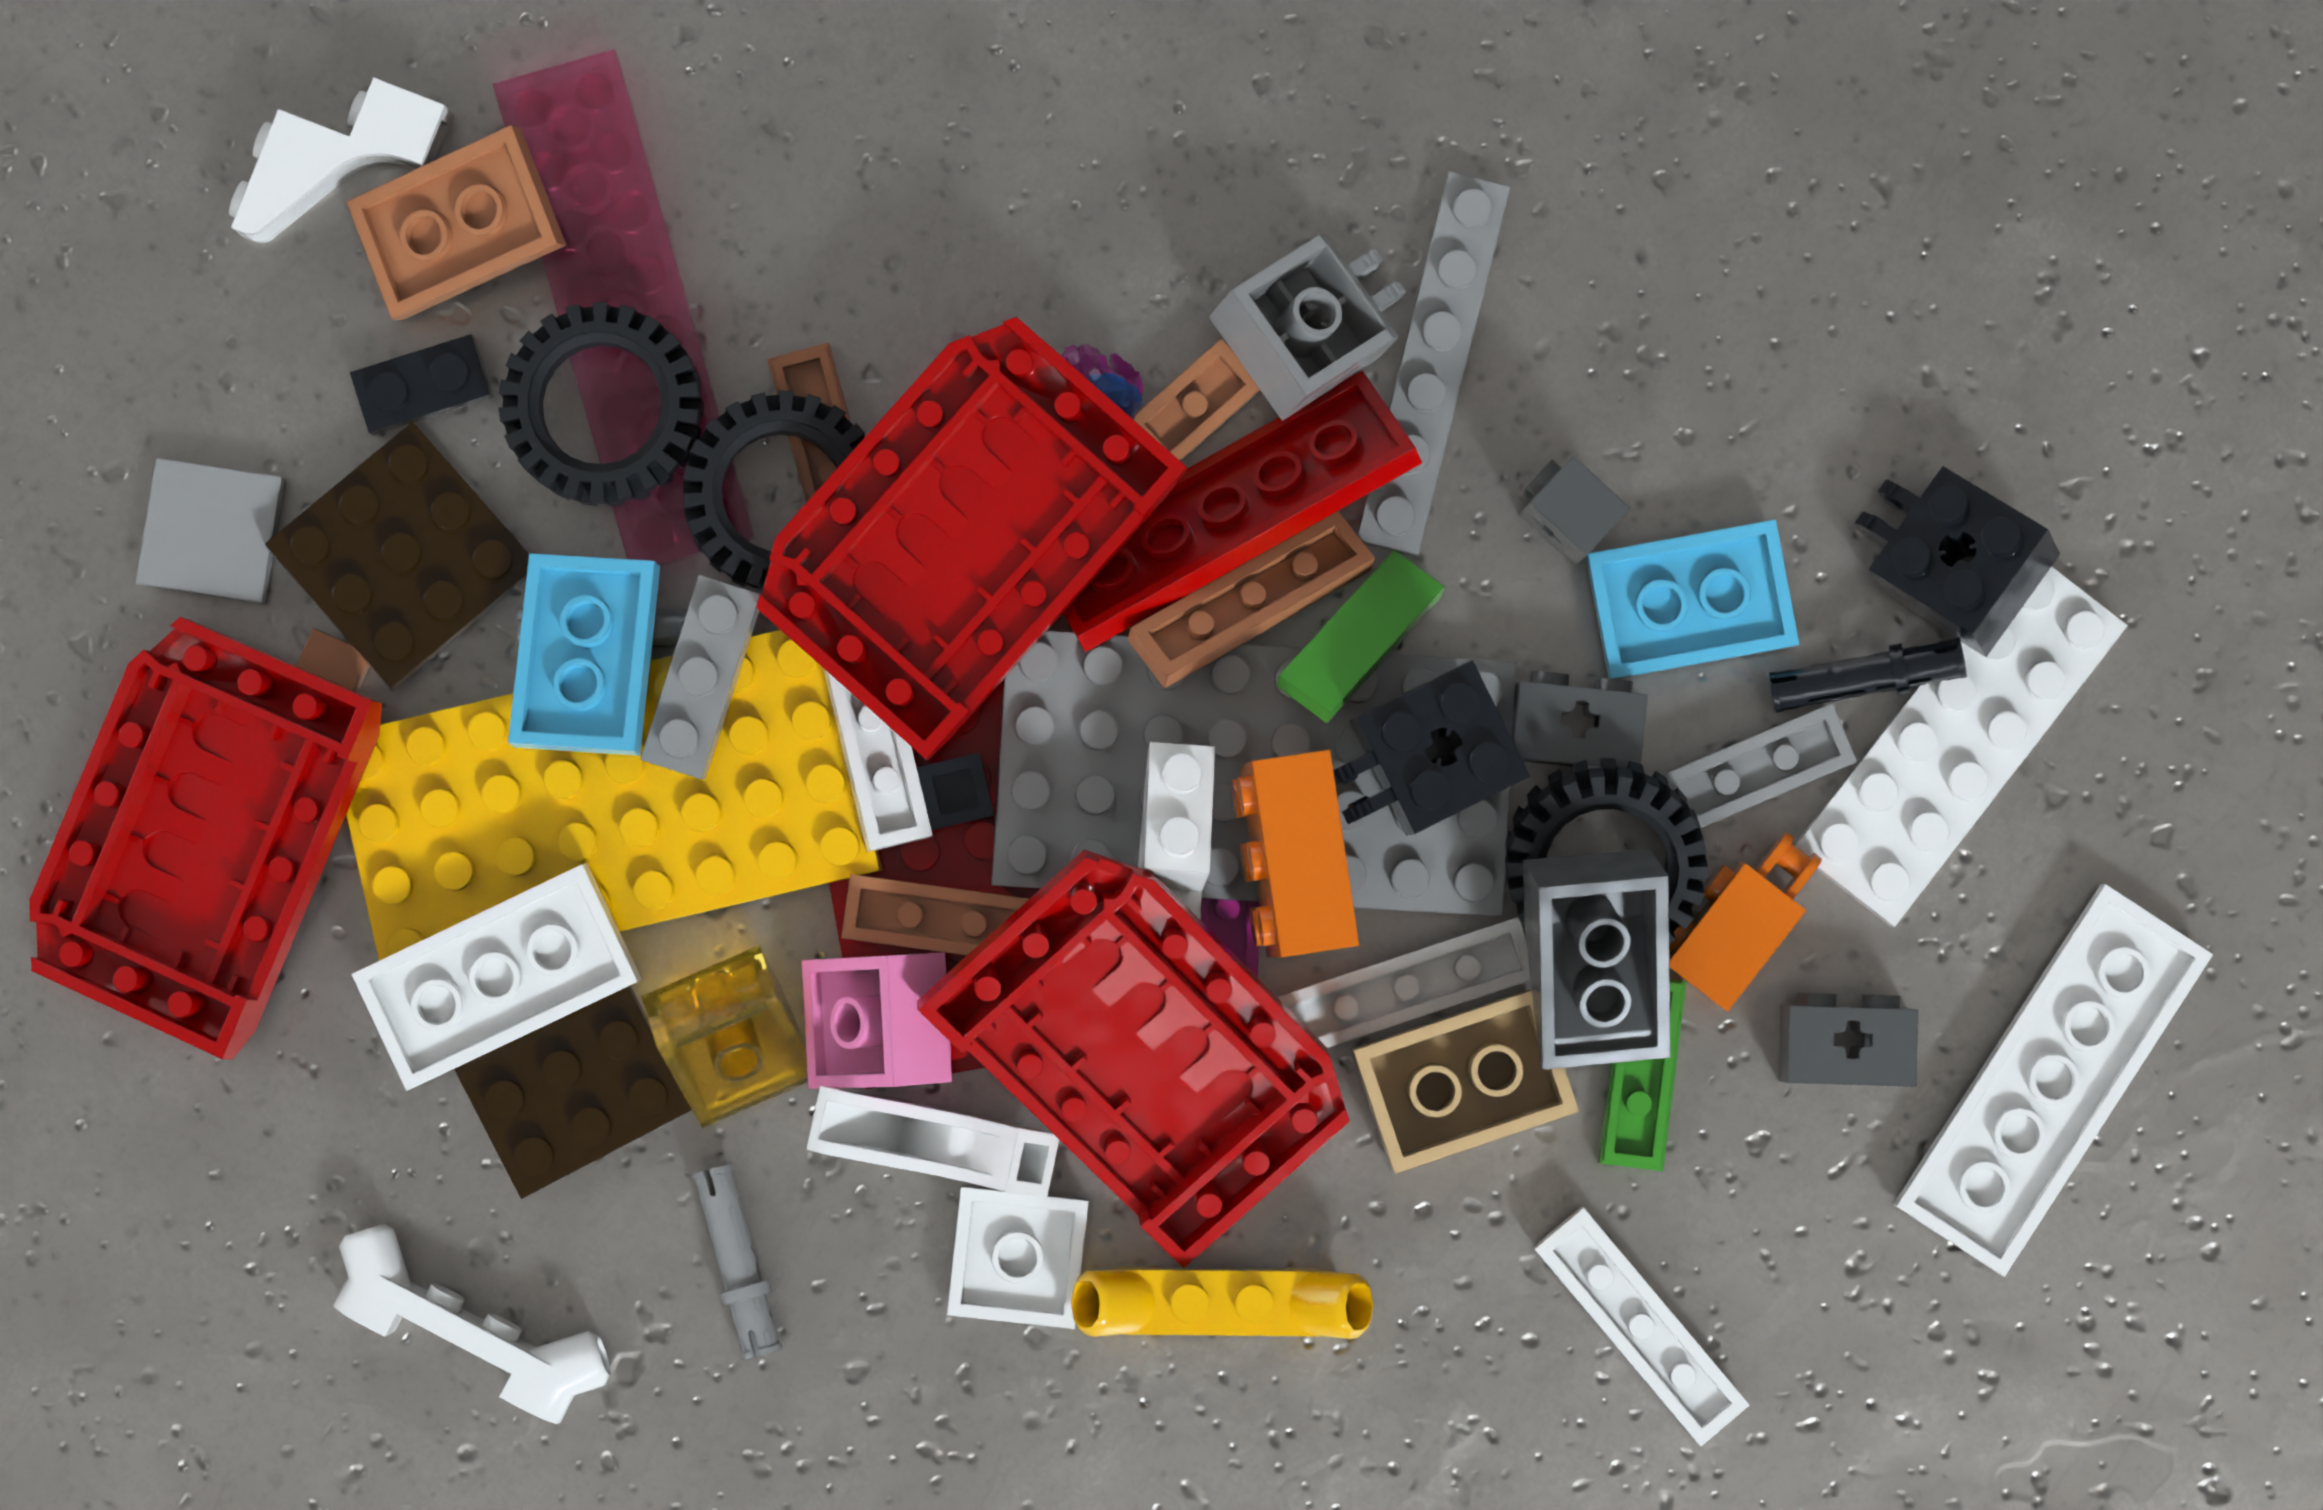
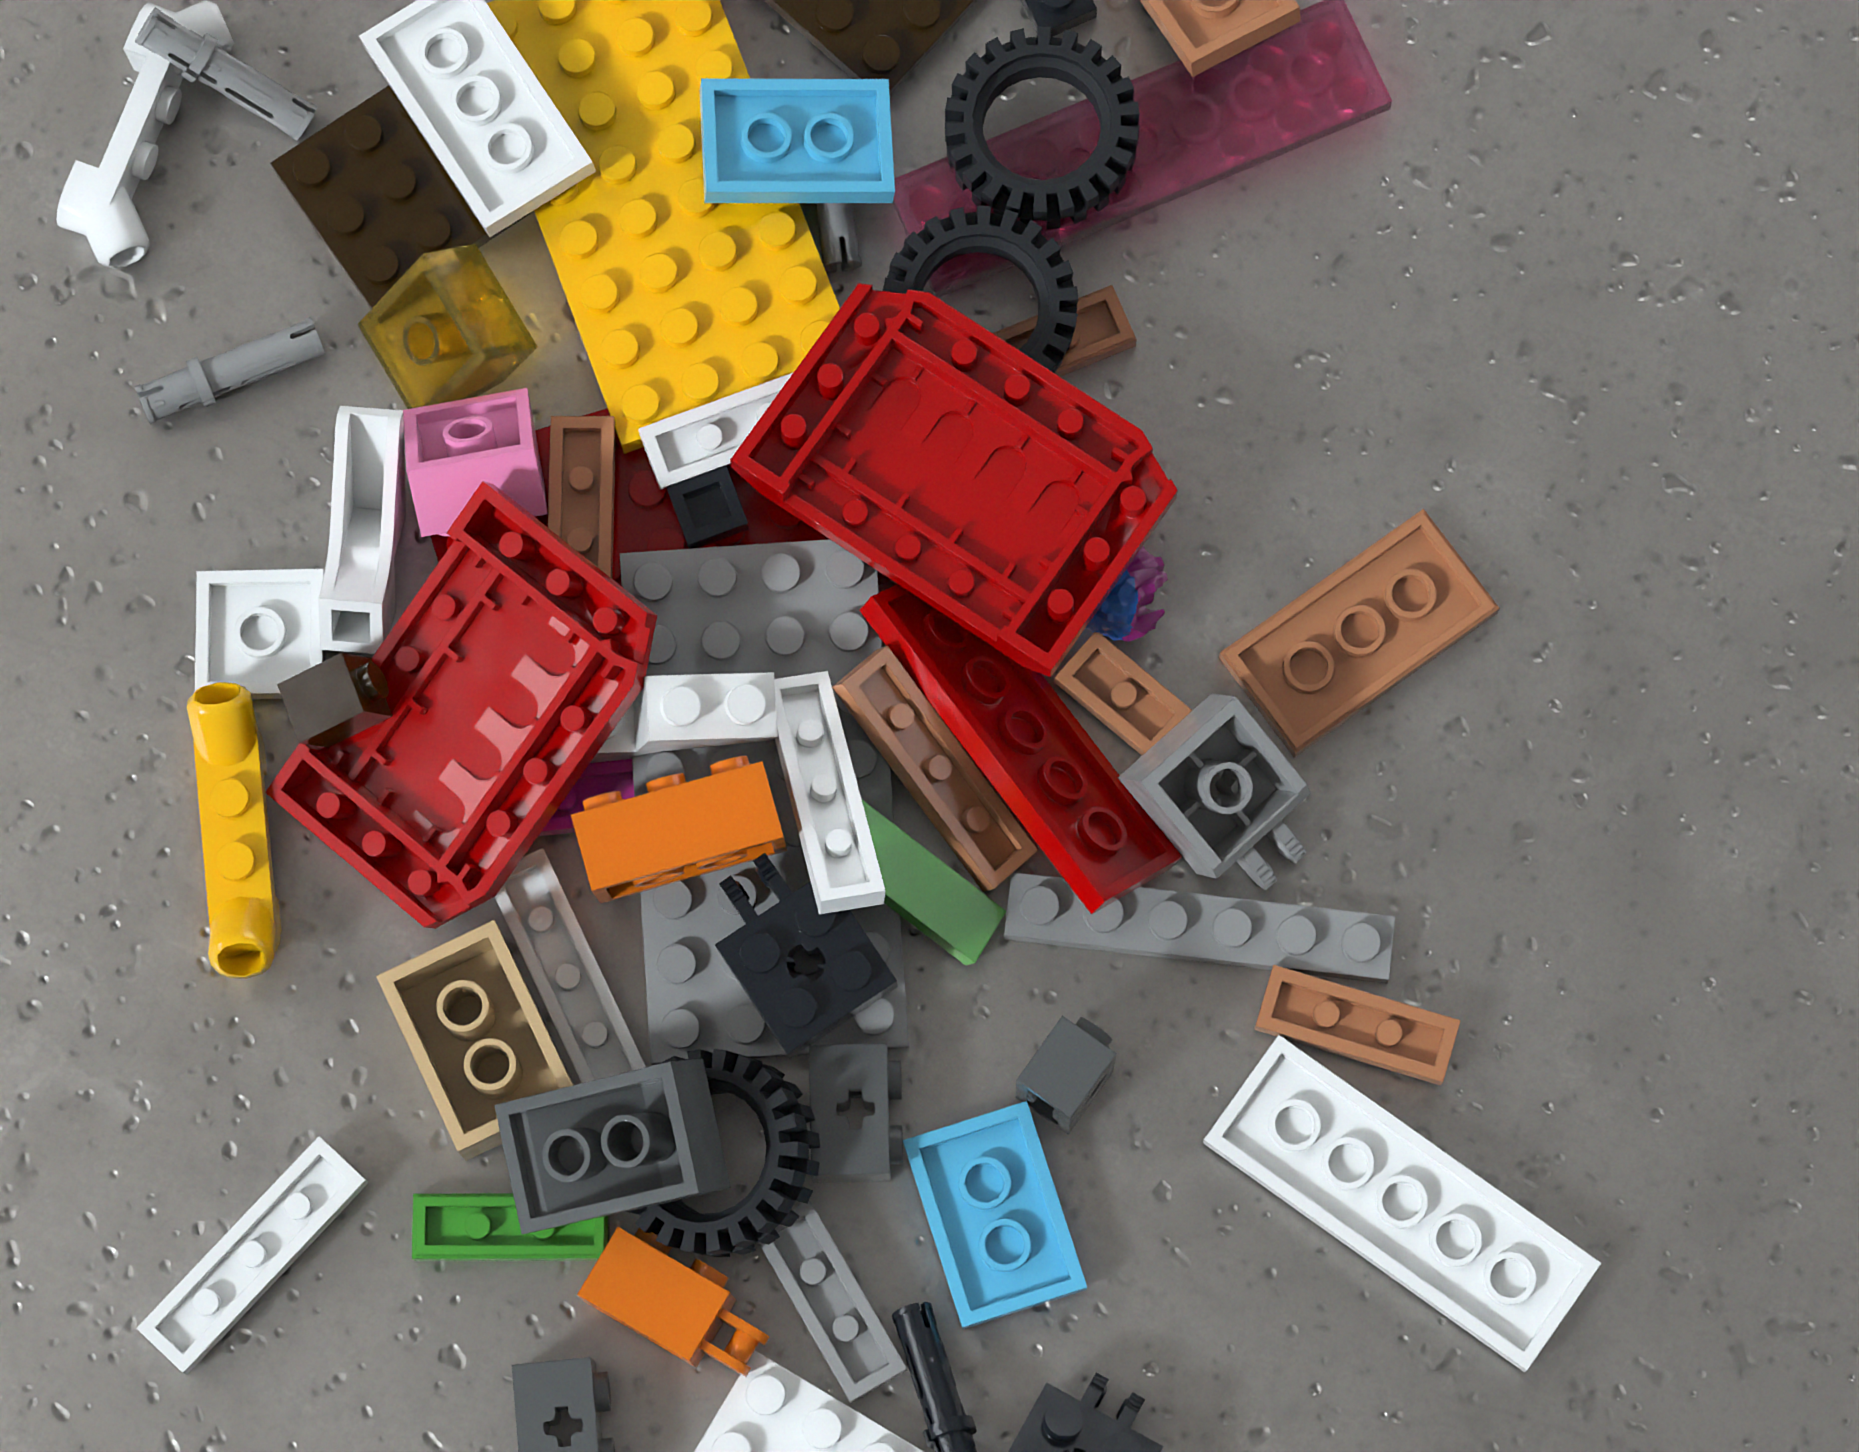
camera: 90 degrees right, 10 degrees down
(410, 1253) = (218, 69): none -> light grey pin
(701, 678) = (786, 251): light grey plate -> none
(1108, 1185) = (336, 699): none -> dark brown brick
(1157, 165) = (1358, 633): none -> nougat tile
(1280, 706) = (825, 795): none -> white plate
(1551, 224) = (1357, 1025): none -> nougat plate
(1729, 207) = (1402, 1203): none -> white plate

